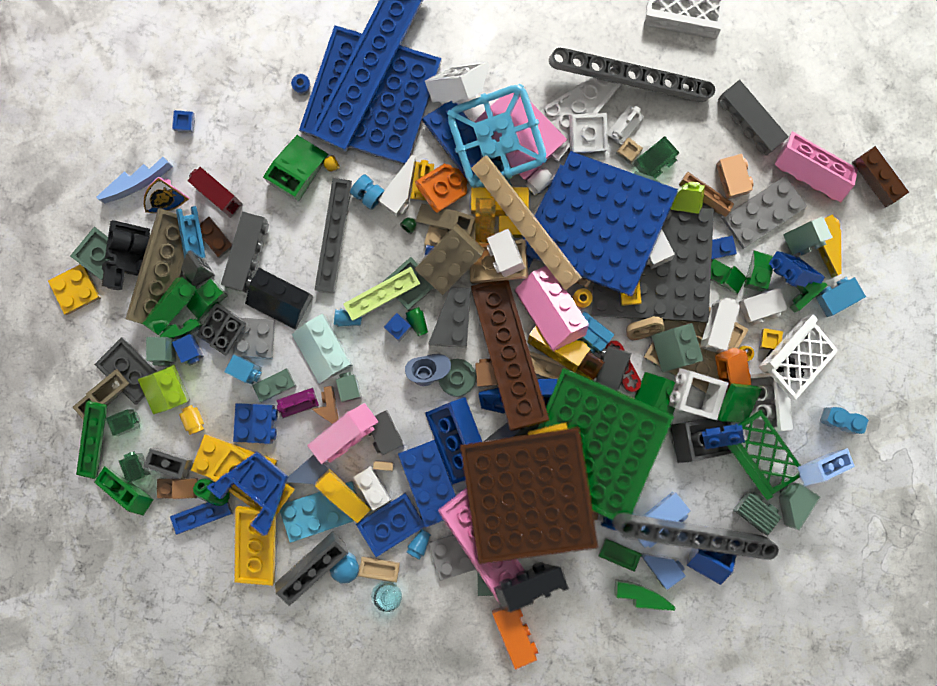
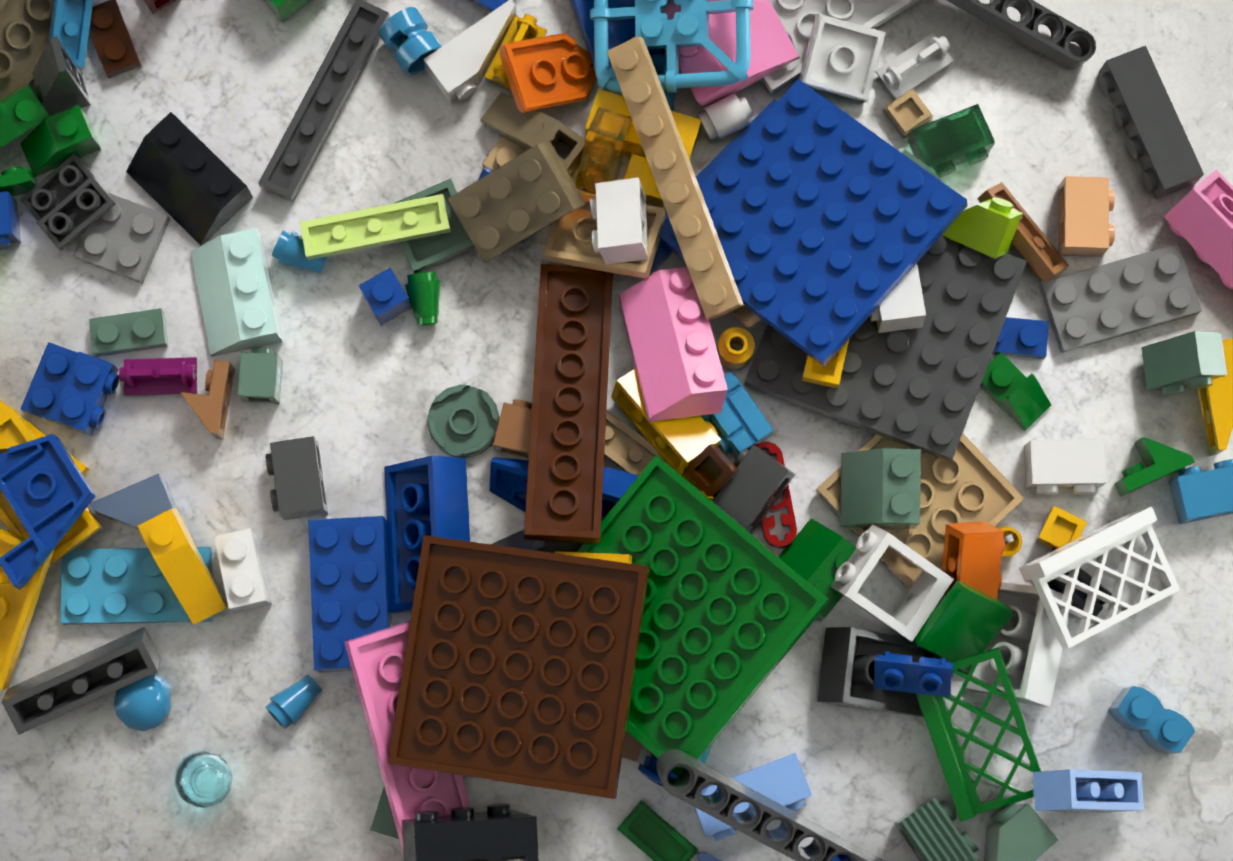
camera: 15 degrees right, 5 degrees down
(243, 369) = (82, 284): dark azure brick -> none
(244, 252) = (156, 79): dark grey brick -> none
(343, 434) = (221, 452): bright pink brick -> none
(379, 569) = (206, 724): tan tile -> none
(381, 465) = (276, 537): tan tile -> none
(390, 525) = (253, 649): blue plate -> none
(409, 225) = (466, 122): dark green hinge -> none
(427, 369) = (413, 387): sand blue piece -> none
(450, 557) = (342, 744): light grey plate -> none
(453, 321) = (489, 315): dark grey wedge -> none
(645, 328) = (833, 436): tan plate -> none
(720, 325) = (970, 470): white window -> none
(759, 272) = (1077, 401): green slope -> none
(794, 269) = (1141, 414): blue plate -> none

